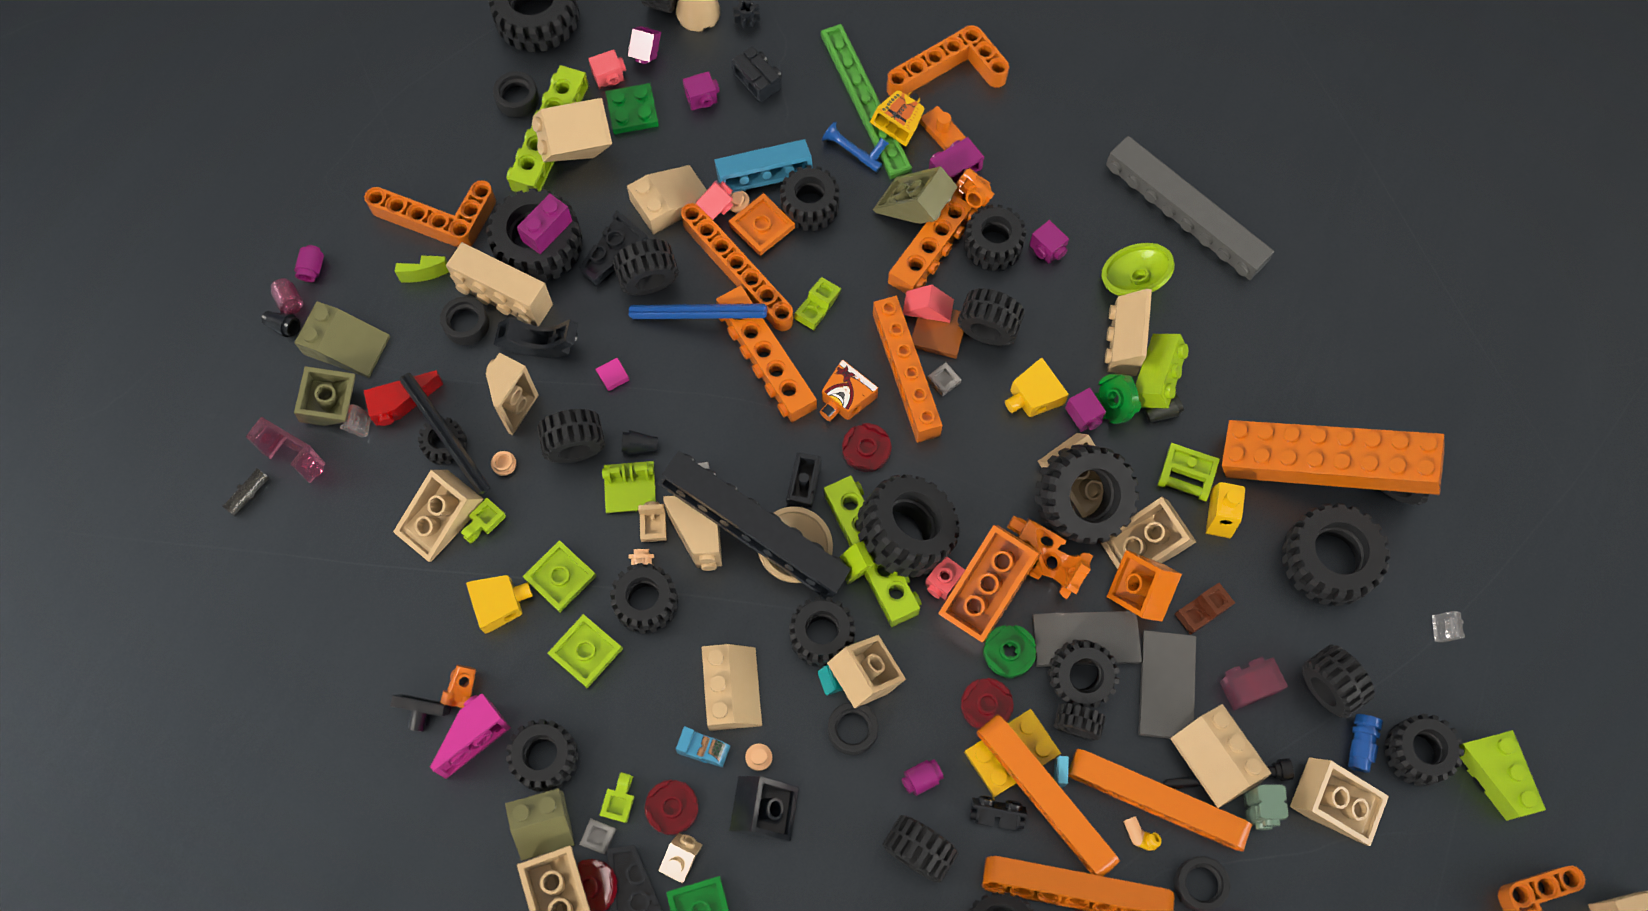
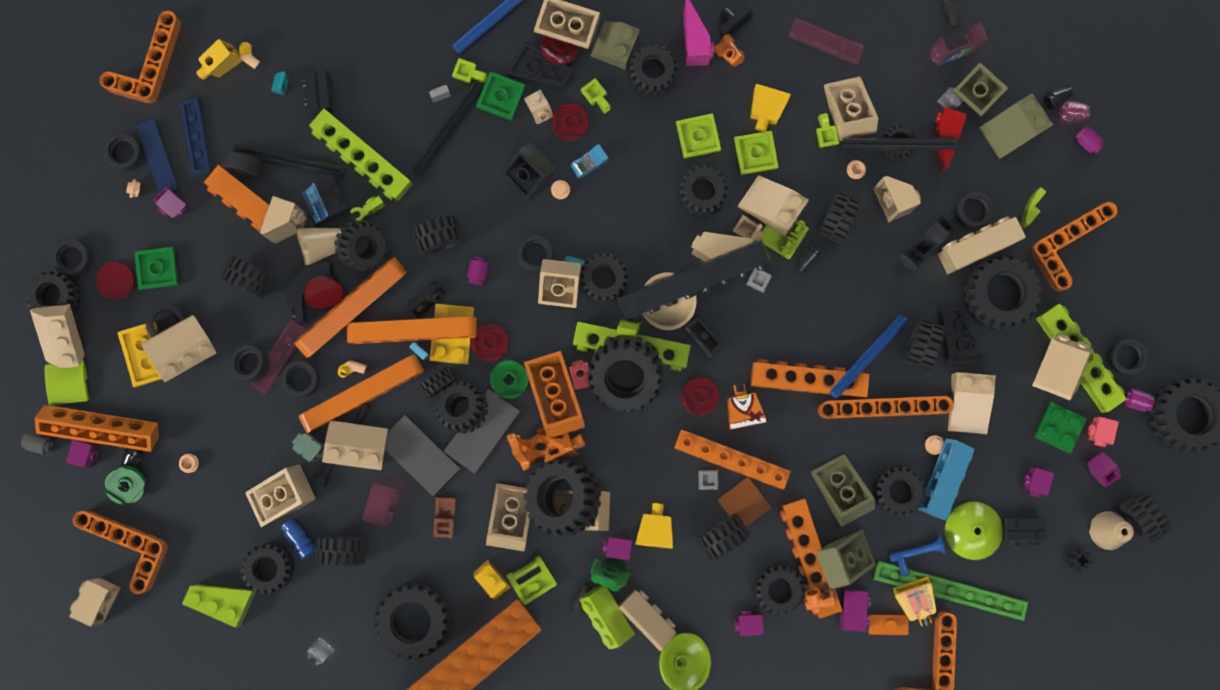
camera: 125 degrees right, 15 degrees up
(375, 595) = (826, 41): none -> clear pink tile
(544, 224) = (998, 296): magenta brick -> none
(551, 57) = (1139, 400): none -> magenta brick
(597, 836) = (585, 71): light grey tile -> none
(605, 515) = (773, 204): none -> tan slope
(612, 374) = (867, 276): dark pink tile -> none
(641, 556) = (731, 207): light nougat plate -> none
(716, 199) = (942, 426): coral brick -> none
(731, 687) = (612, 203): tan slope -> none
(761, 224) = (904, 447): orange plate -> none
(785, 125) = (961, 527): none -> lime dish
(817, 304) = (820, 440): lime slope -> none
(849, 249) = (843, 490): none -> olive slope
(928, 303) = (764, 508): coral slope -> none
(1144, 586) = (483, 487): orange slope -> none

